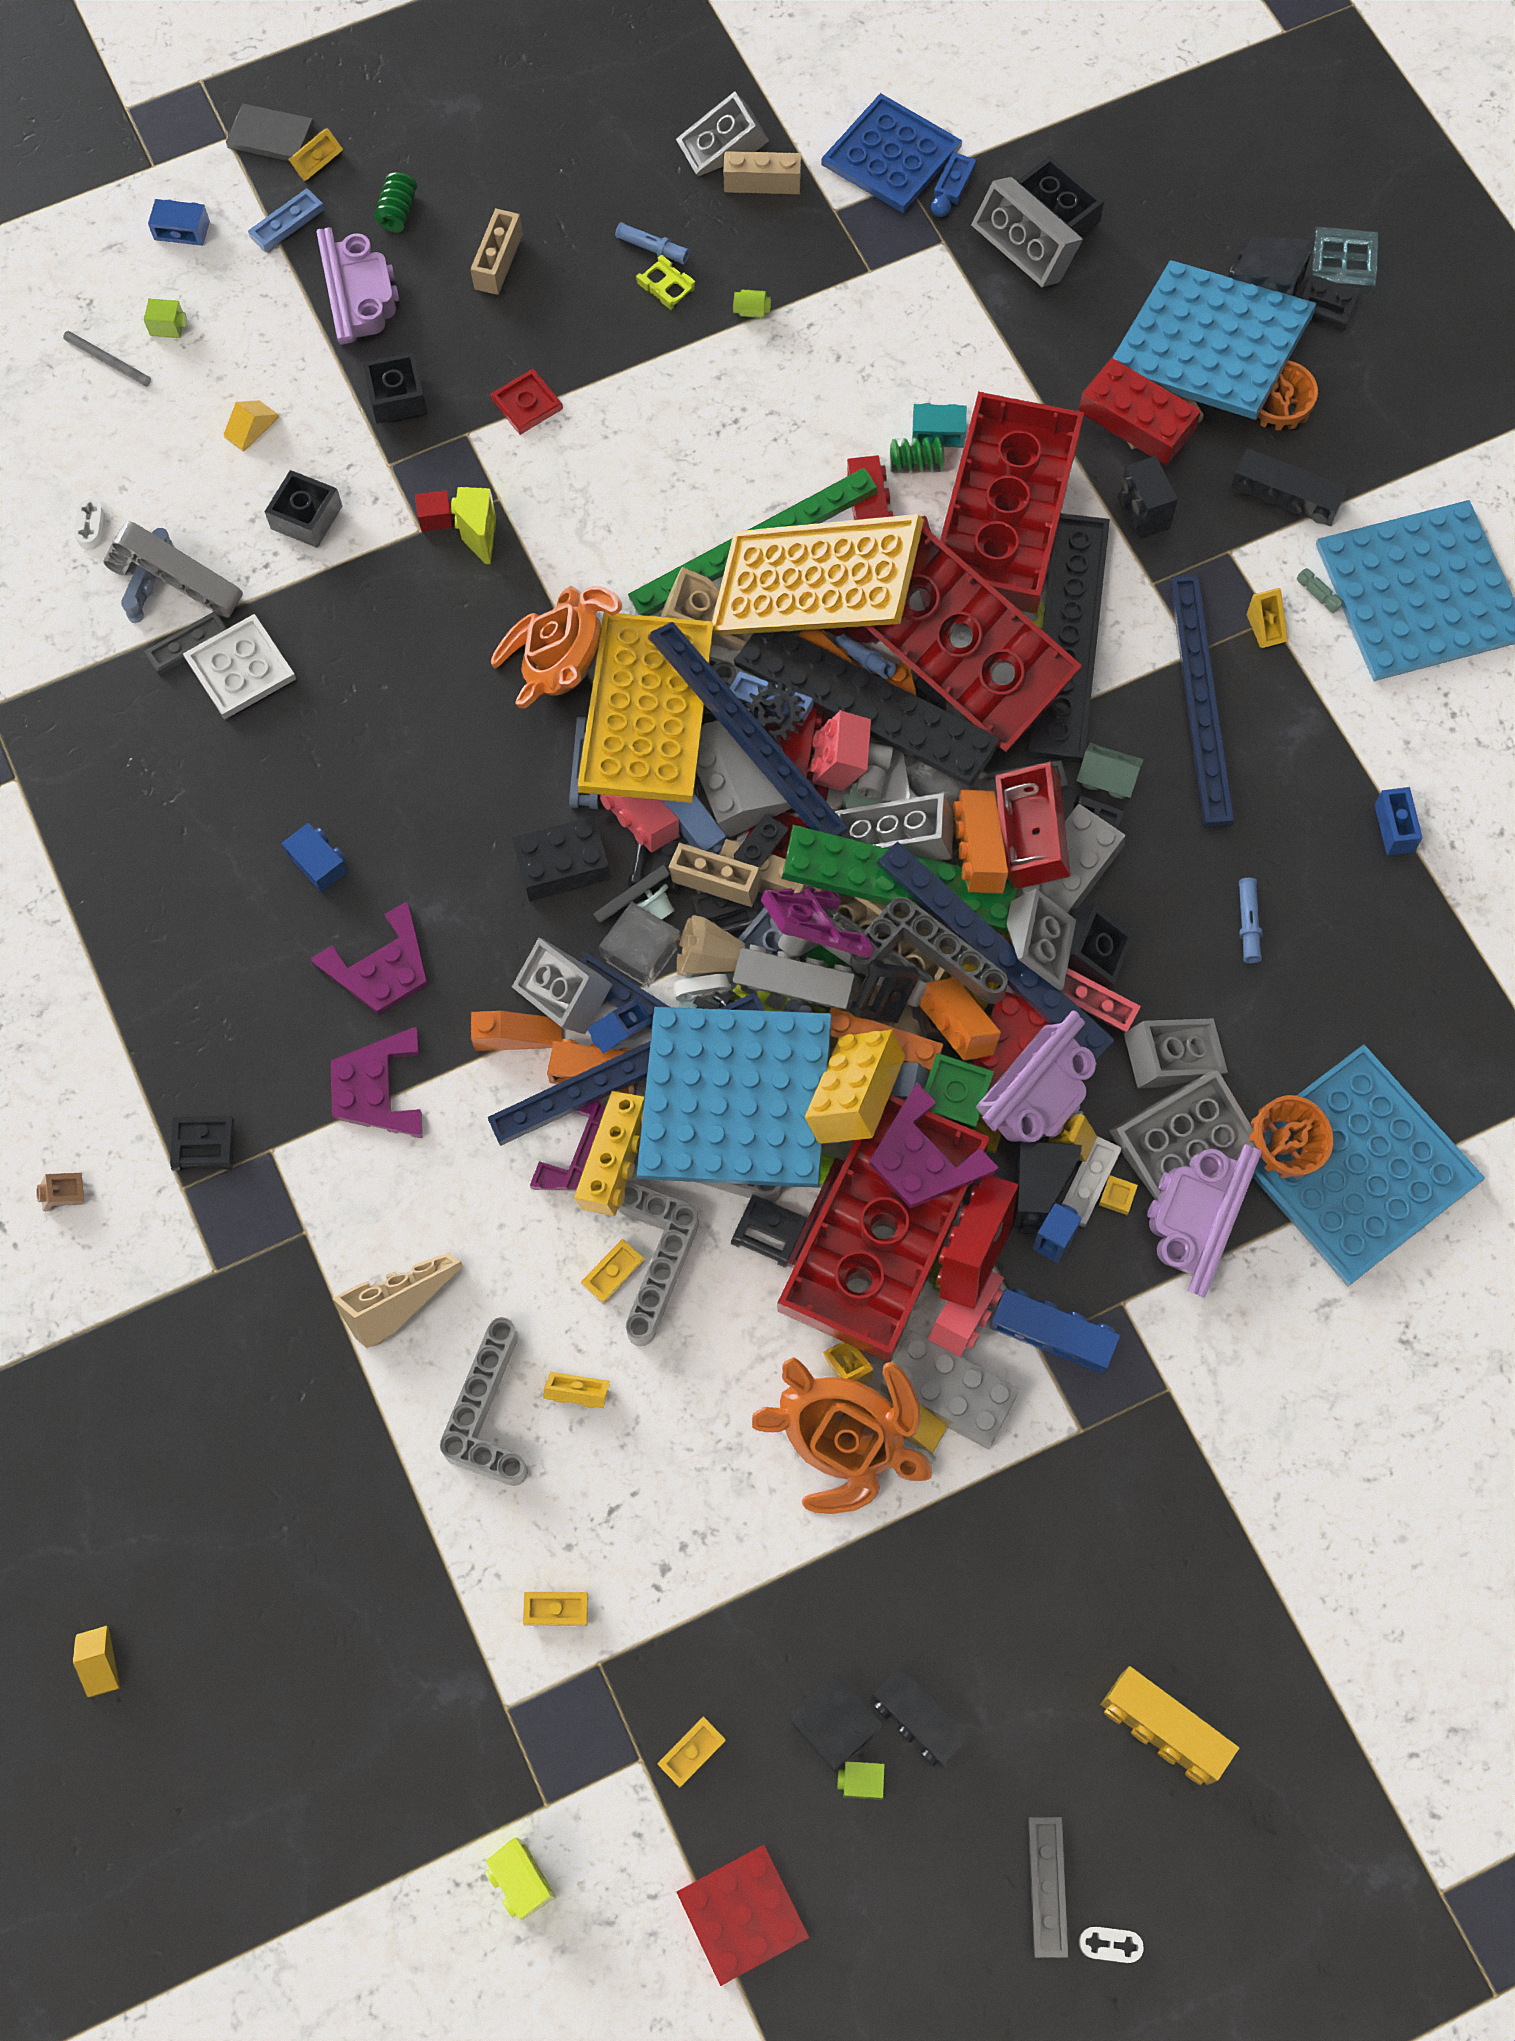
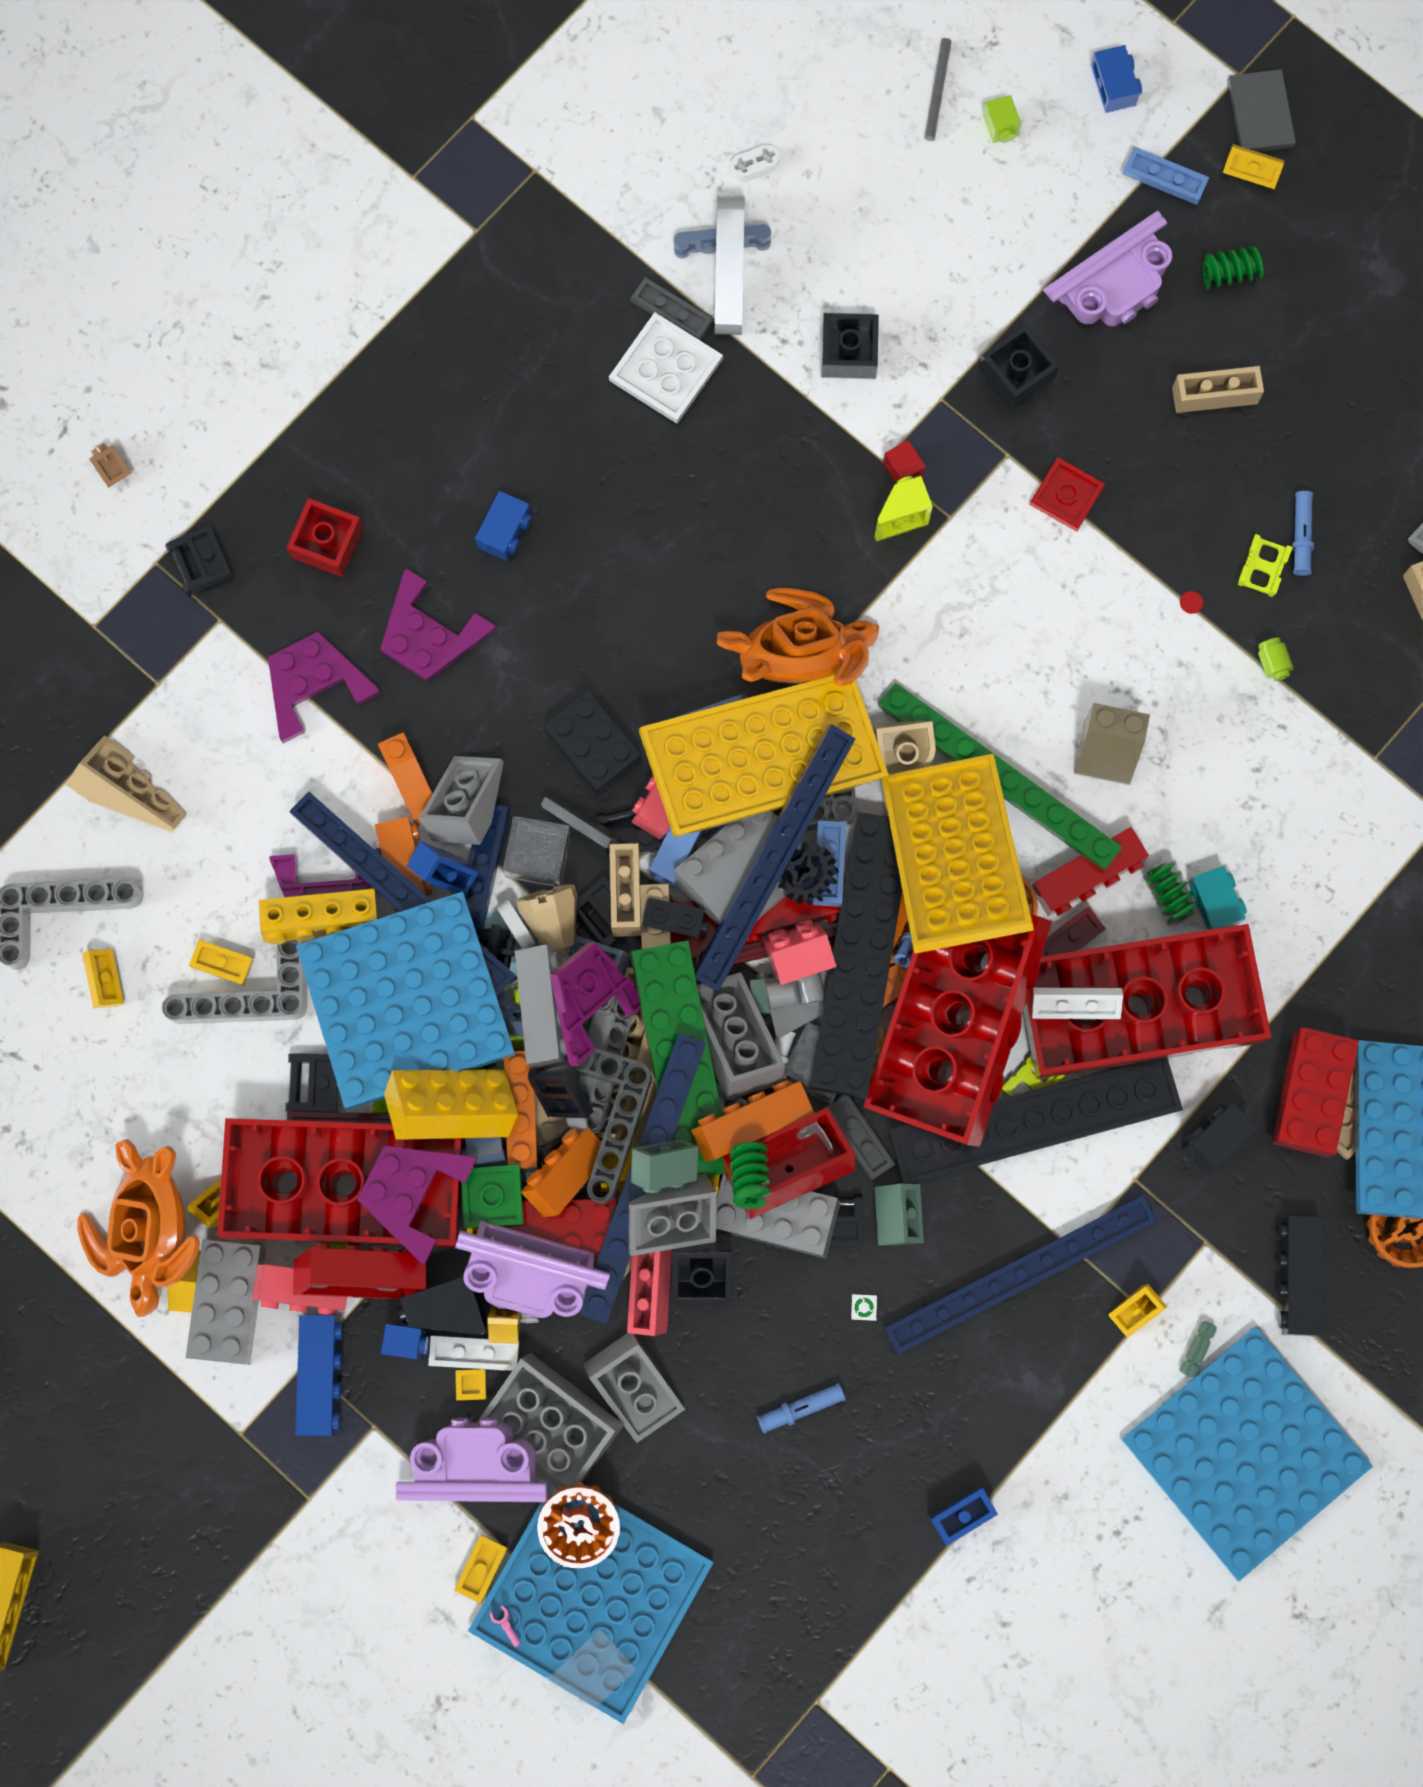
camera: 65 degrees right, 10 degrees up
(244, 1014) = (325, 537): none -> red brick
(248, 422) = (926, 251): yellow slope -> none
(657, 903) = (582, 849): light aqua piece -> none
(669, 349) = (1191, 602): none -> red sticker
(766, 444) = (1111, 743): none -> dark tan slope
(992, 537) = (1076, 1003): none -> white plate
(995, 918) = (664, 1165): none -> sand green brick
(1036, 846) = (749, 1175): none -> green piece
(1178, 837) = (864, 1307): none -> white sticker
(1295, 1251) = (480, 1569): none -> yellow plate
(1357, 1244) = (506, 1625): none -> bright pink hand
(1431, 1190) = (589, 1676): none -> clear piece

